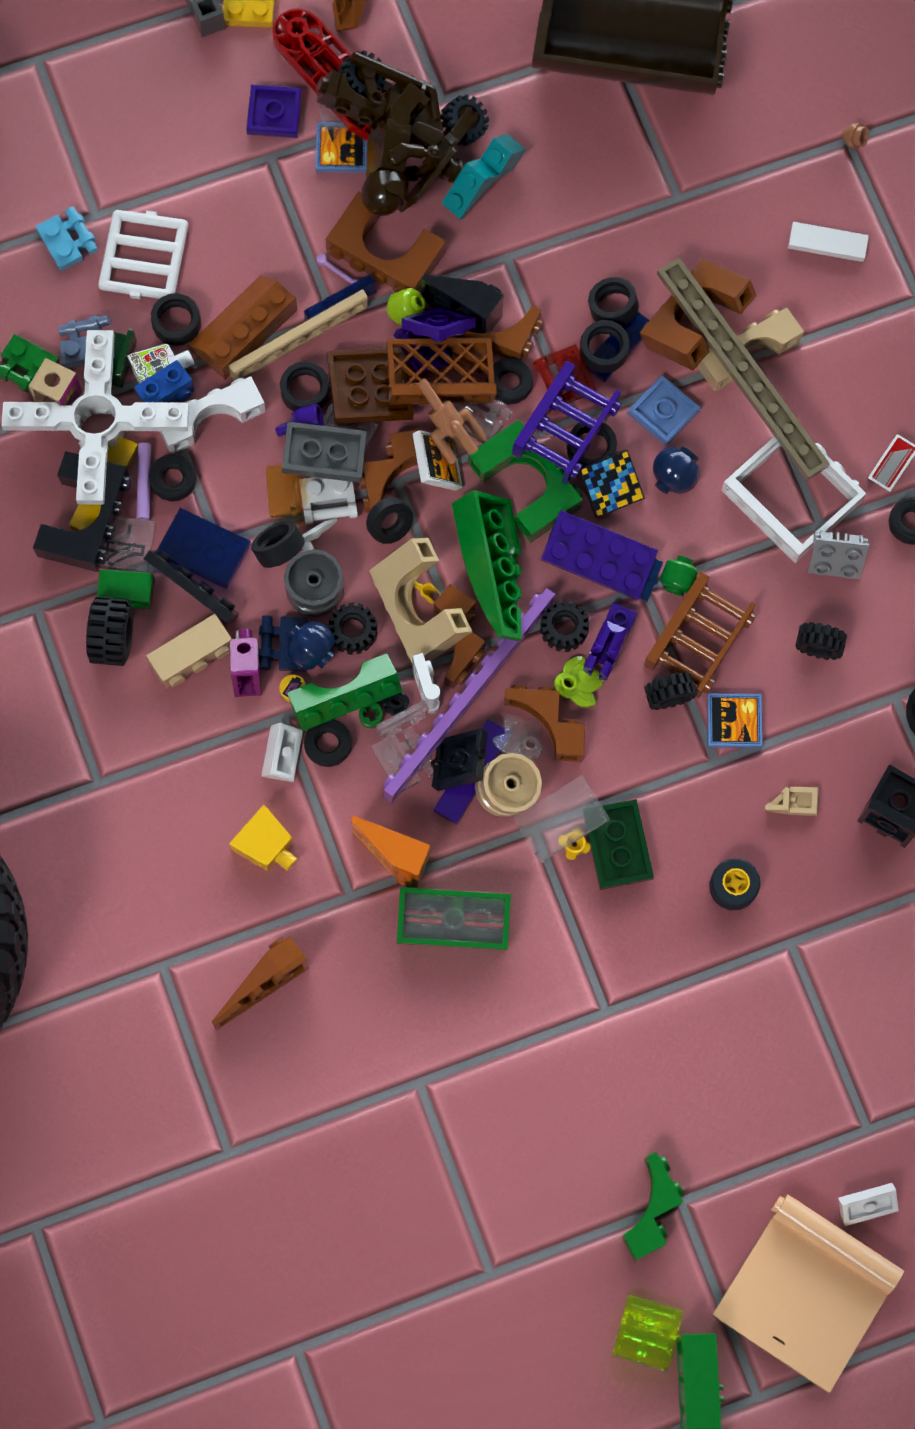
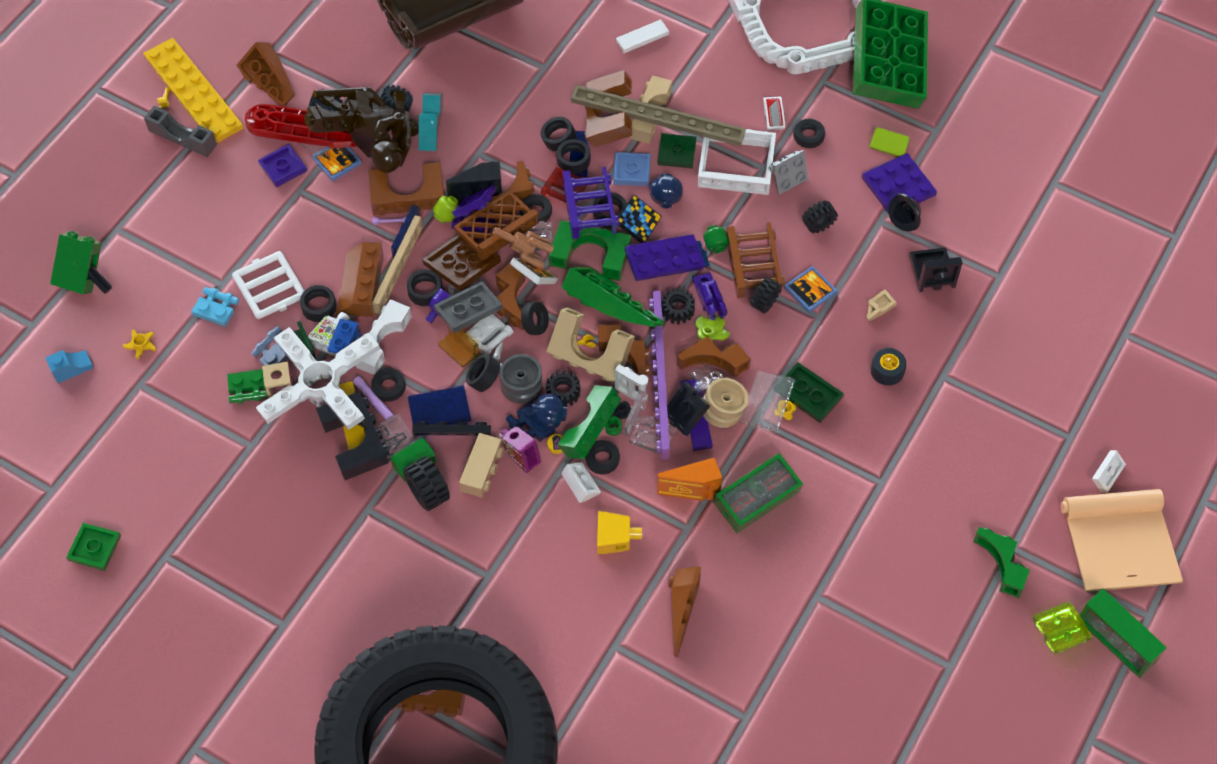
camera: 35 degrees left, 15 degrees down
(735, 426) = (677, 150): none -> dark green plate

